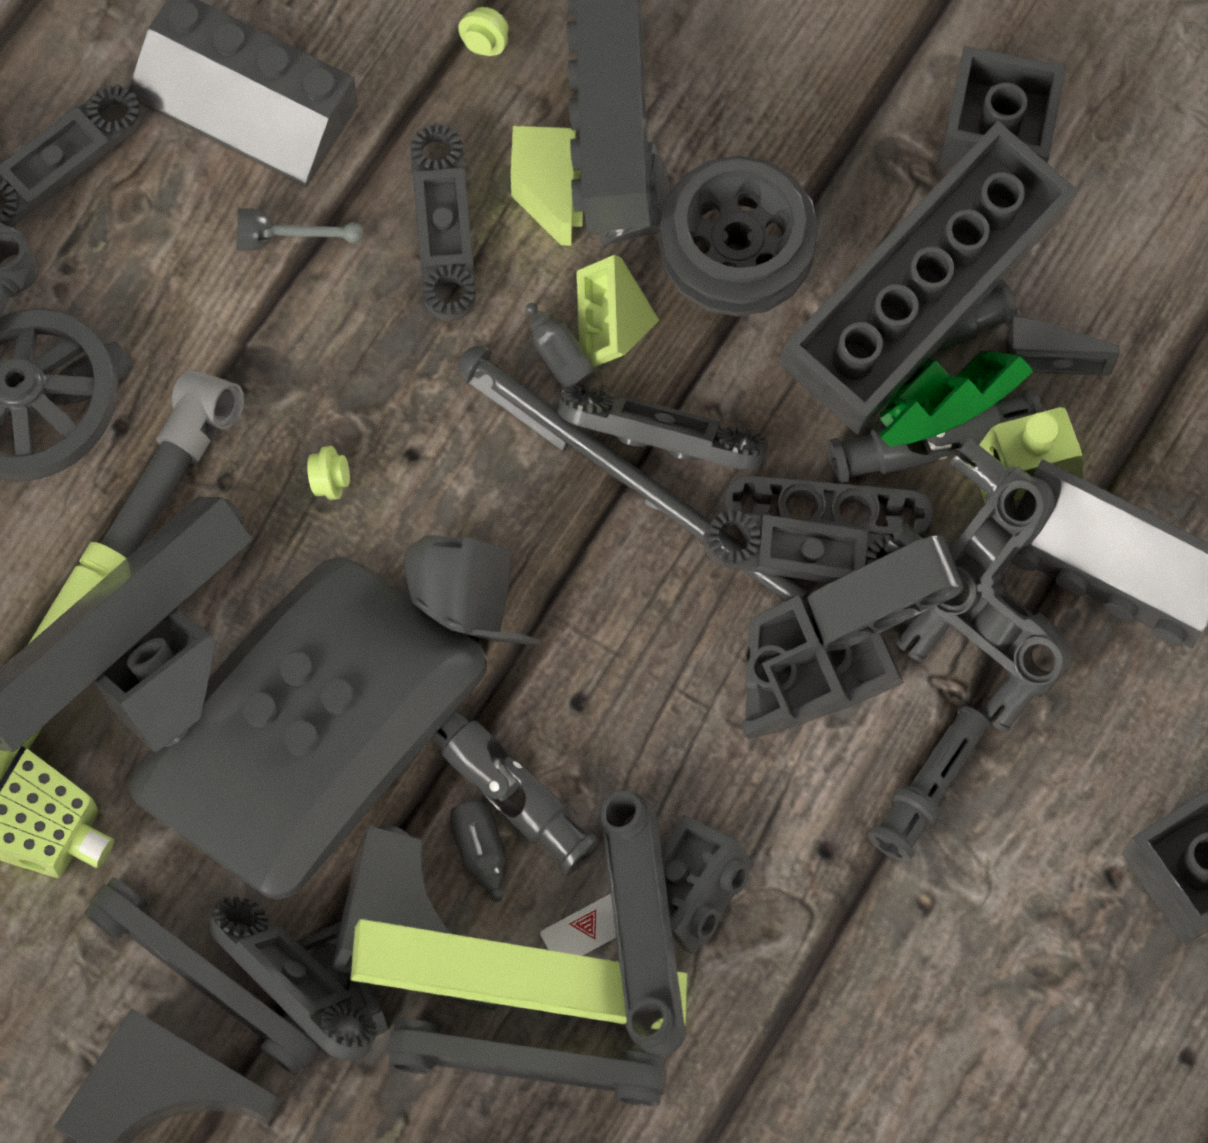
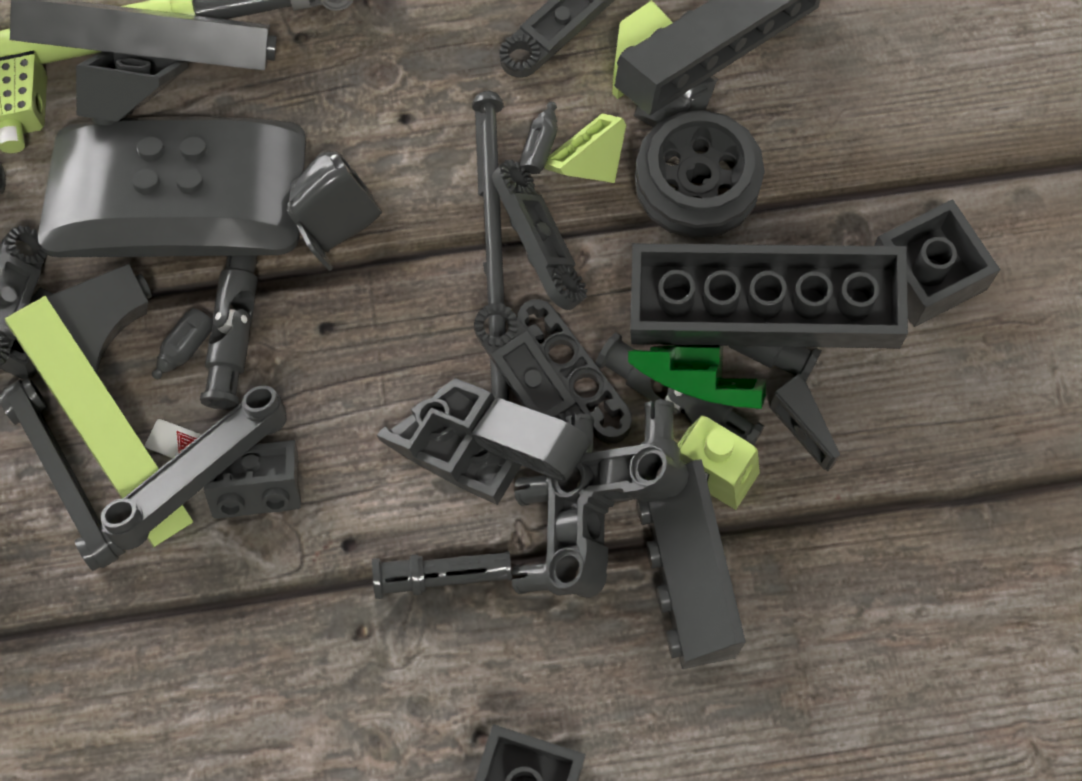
camera: 55 degrees right, 0 degrees up
(328, 473) = (346, 80): yellowish green plate -> none

